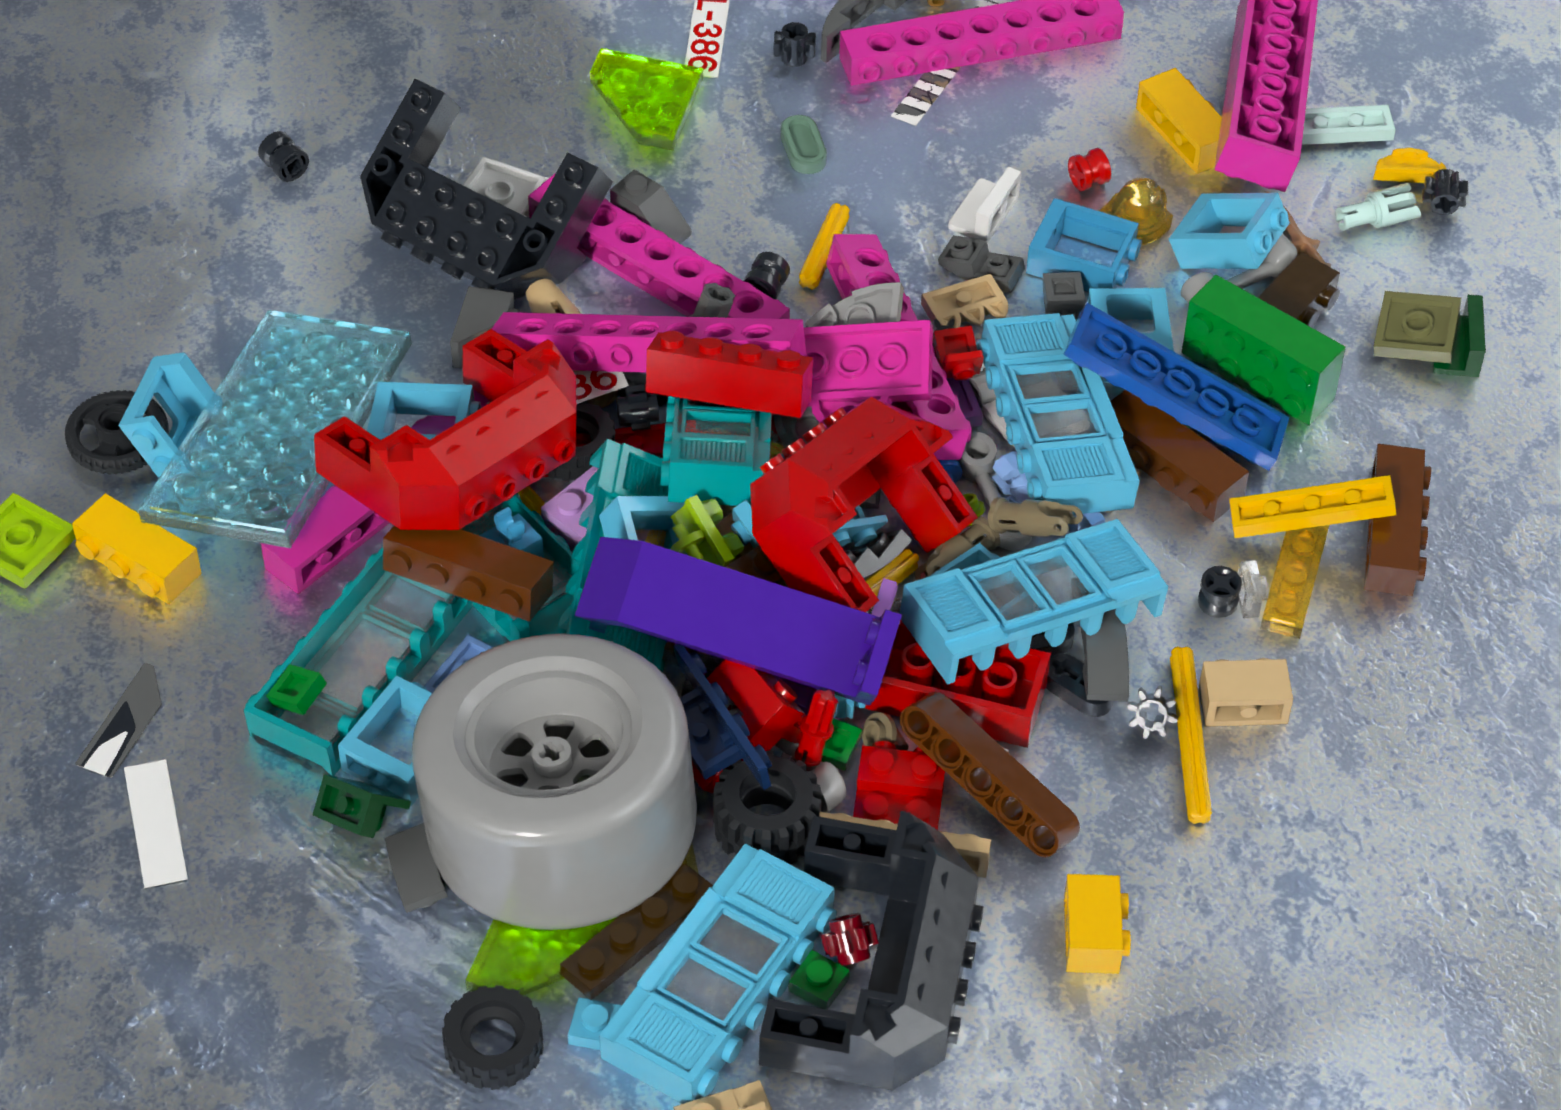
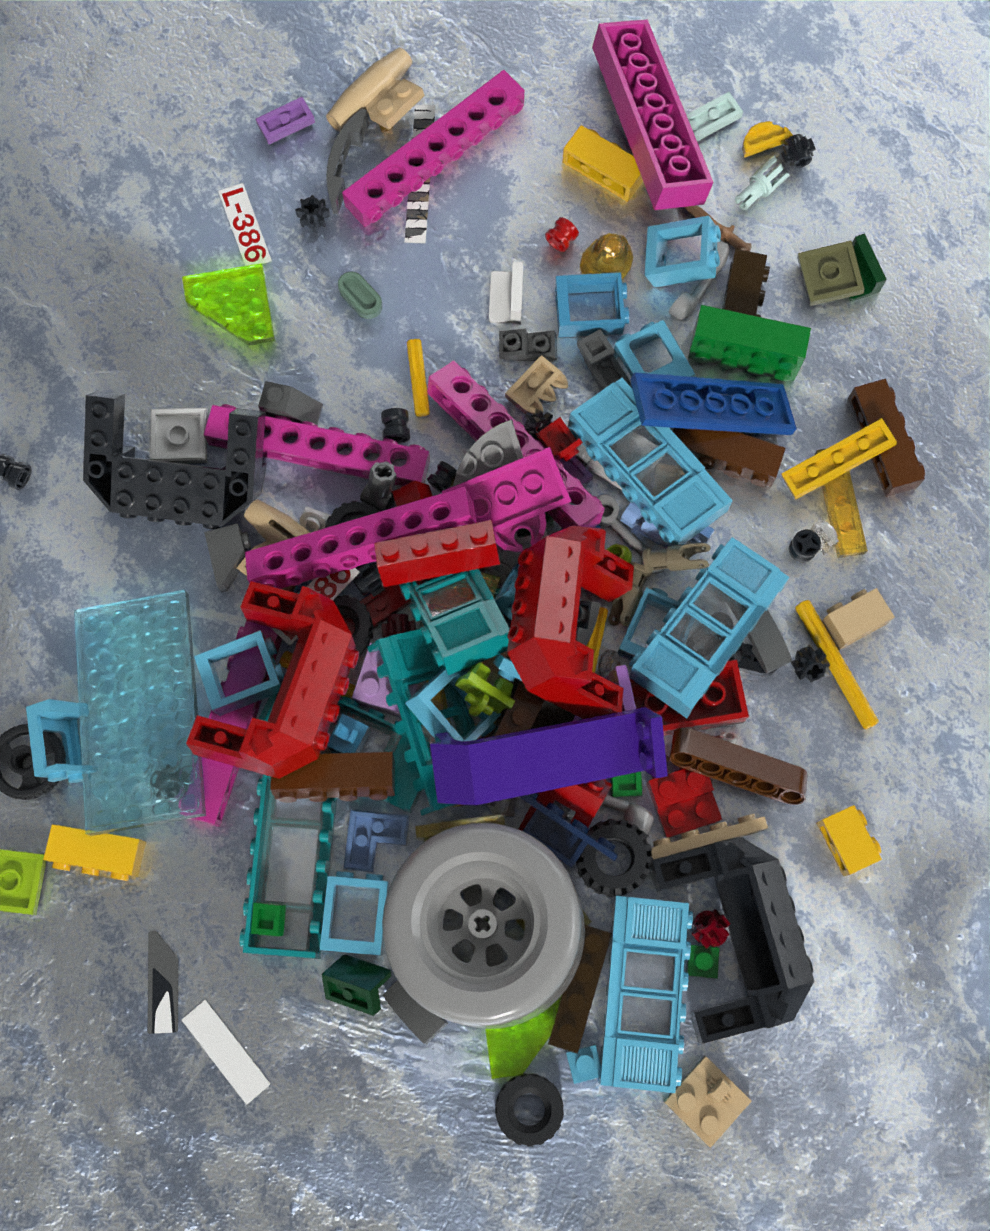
camera: 25 degrees left, 25 degrees up
(817, 727) = (622, 794): red axle -> none

